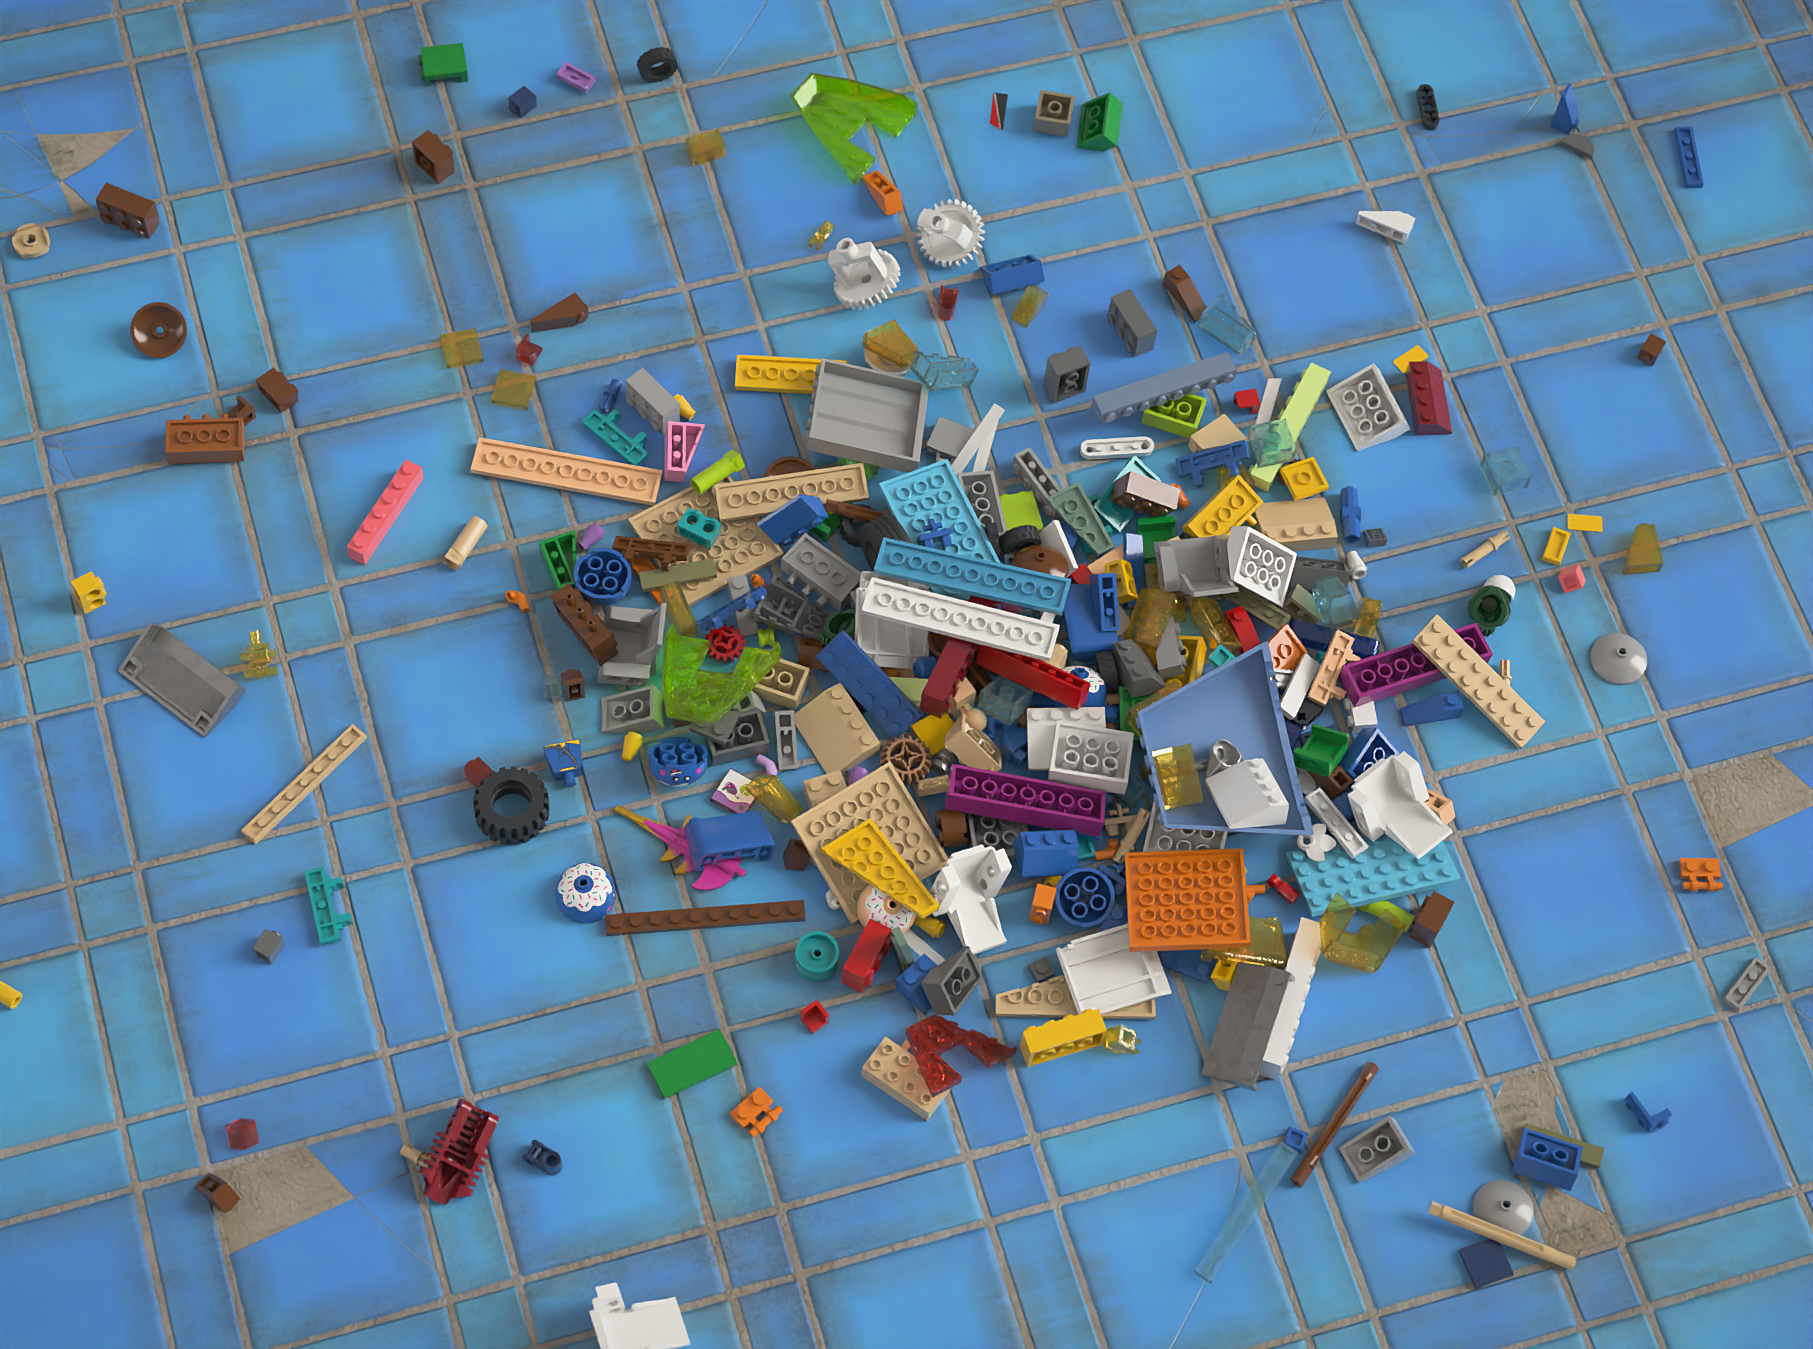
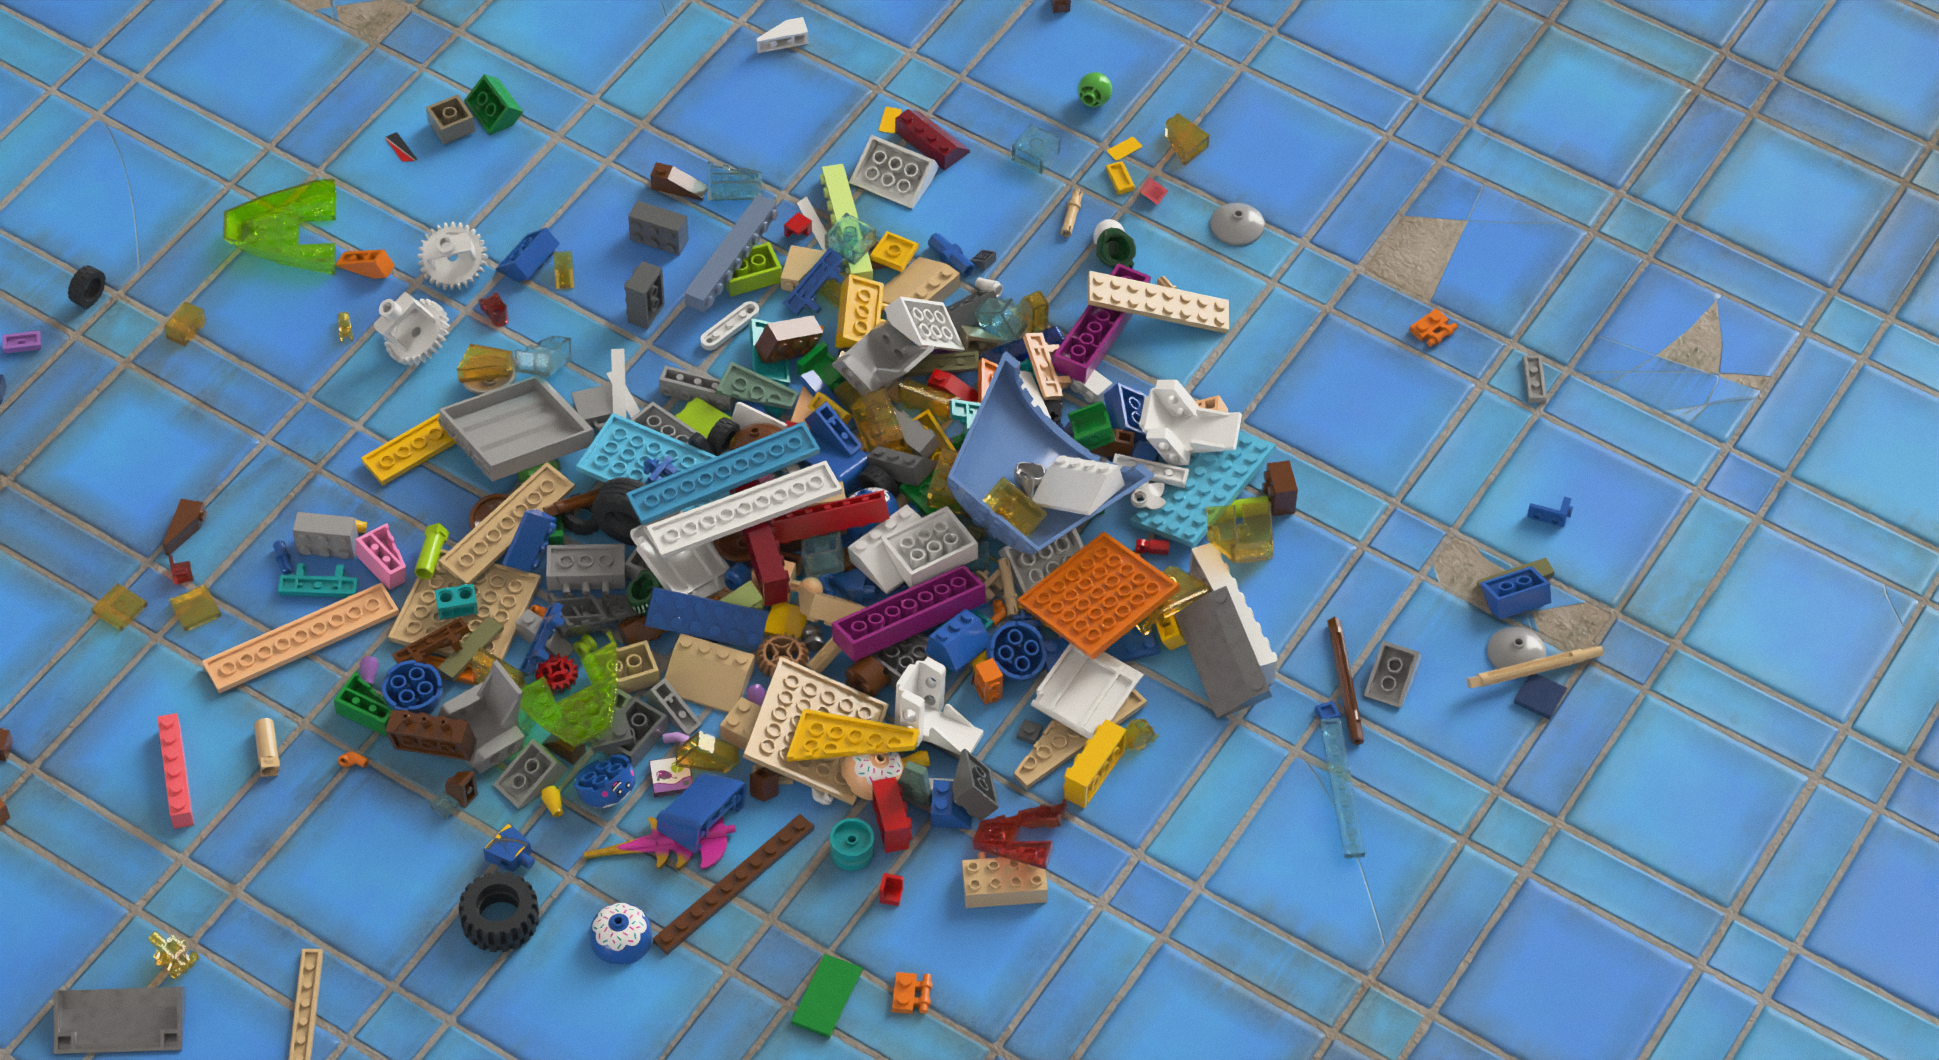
camera: 35 degrees left, 10 degrees down
(476, 770) = (446, 909): clear red brick -> none
(1433, 709) = (1141, 347): blue slope -> none
(1602, 453) = (1094, 89): none -> bright green brick

